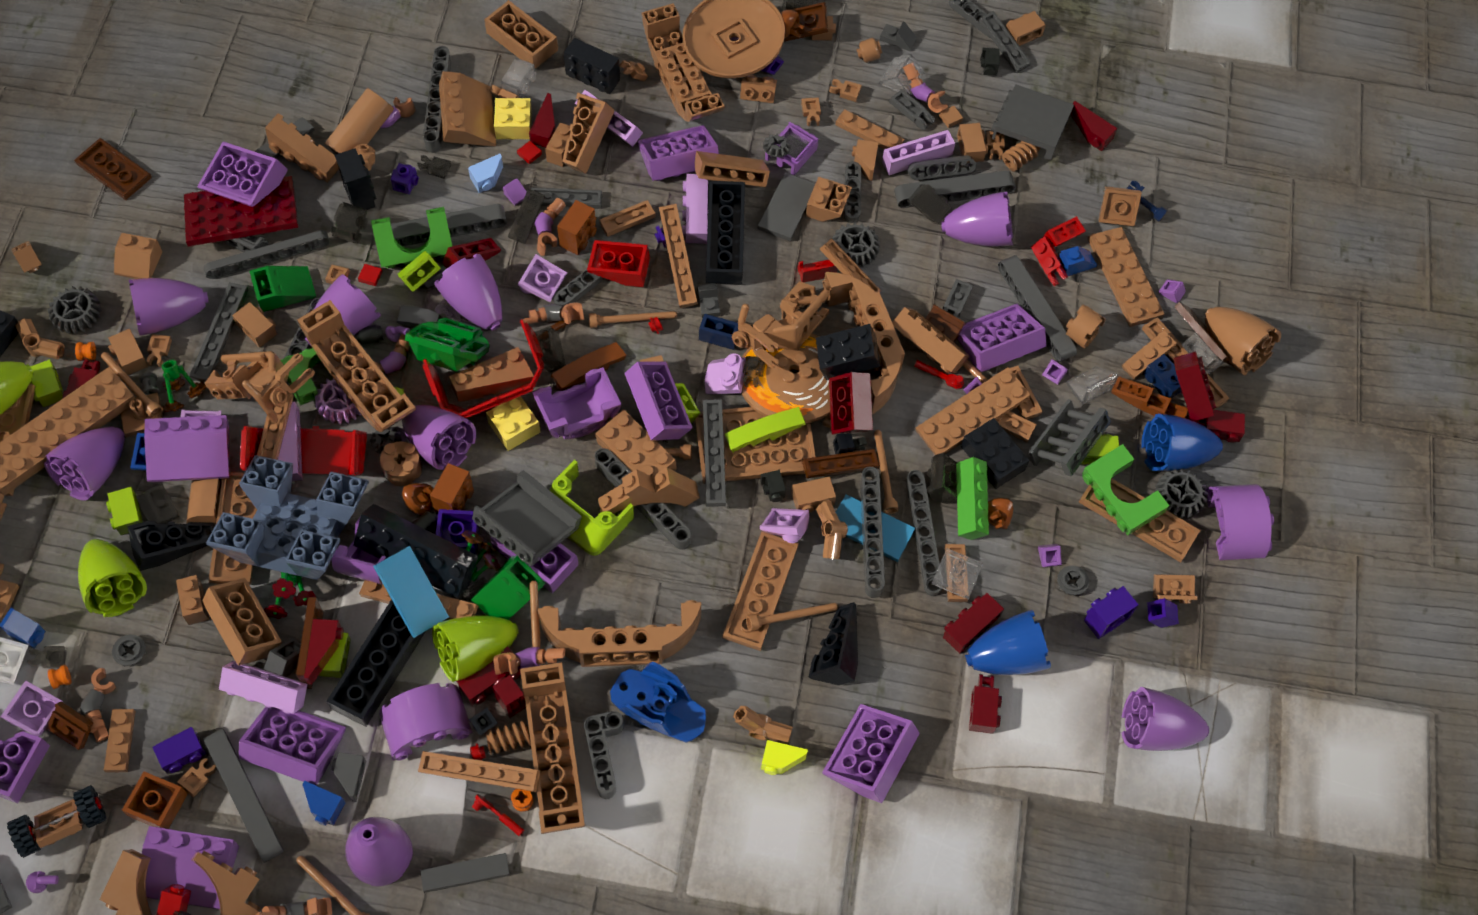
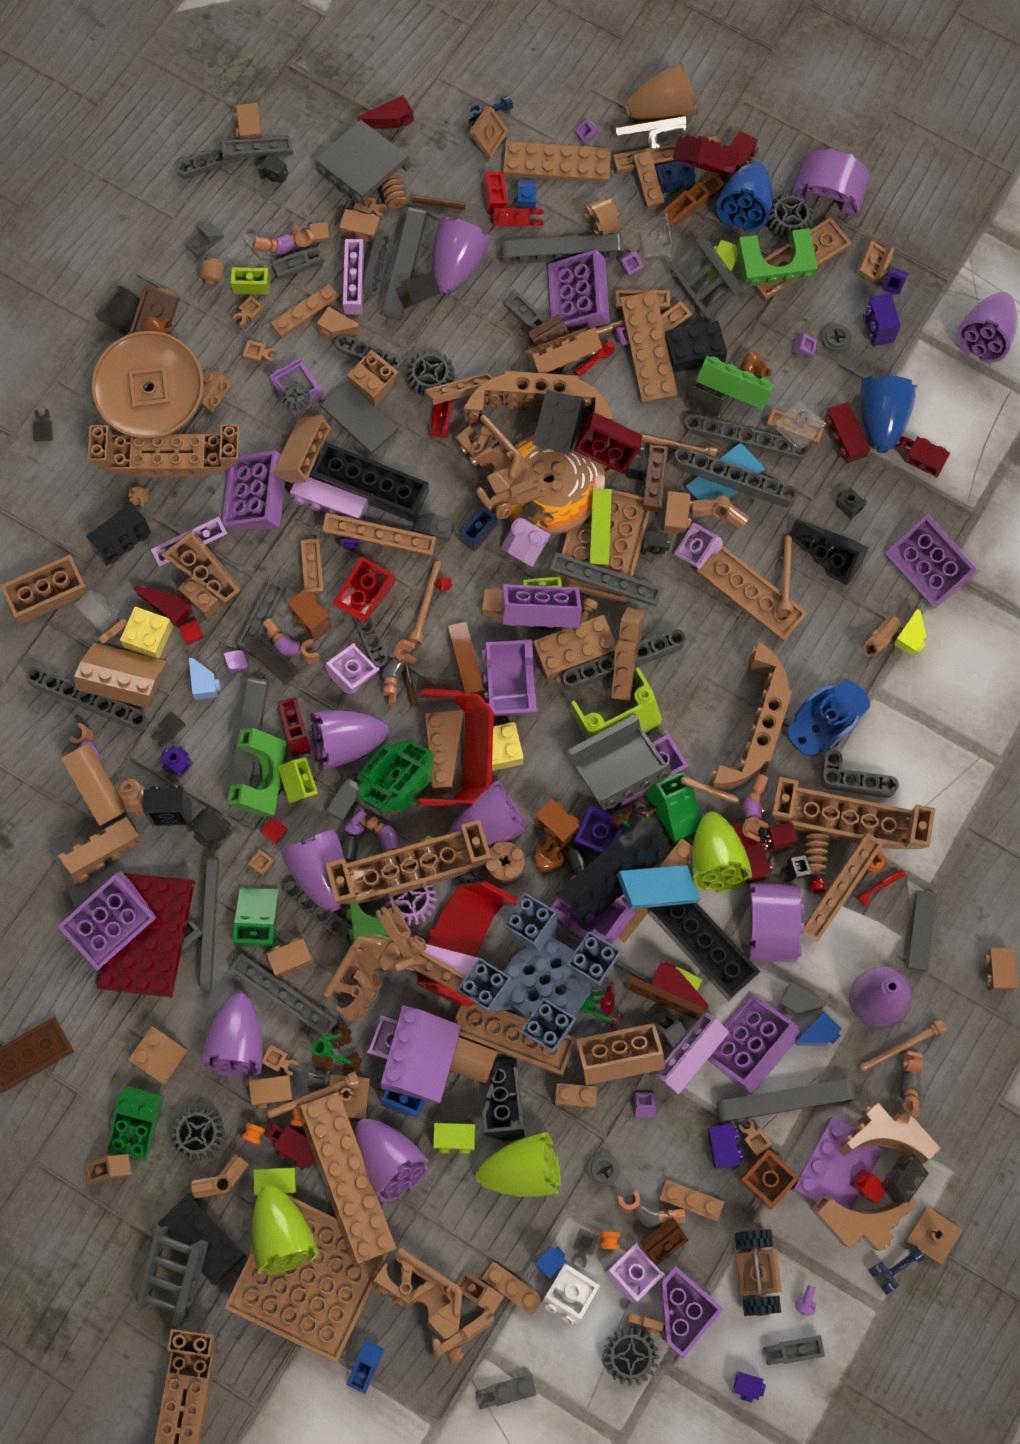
camera: 65 degrees left, 10 degrees up
(74, 261) = (135, 1122): none -> green slope
(204, 666) = (645, 1104): none -> medium lavender slope
(873, 79) = (250, 281): none -> lime brick
(895, 656) = (850, 508): none -> pearl dark grey brick
(1030, 195) = (439, 202): none -> reddish brown bar

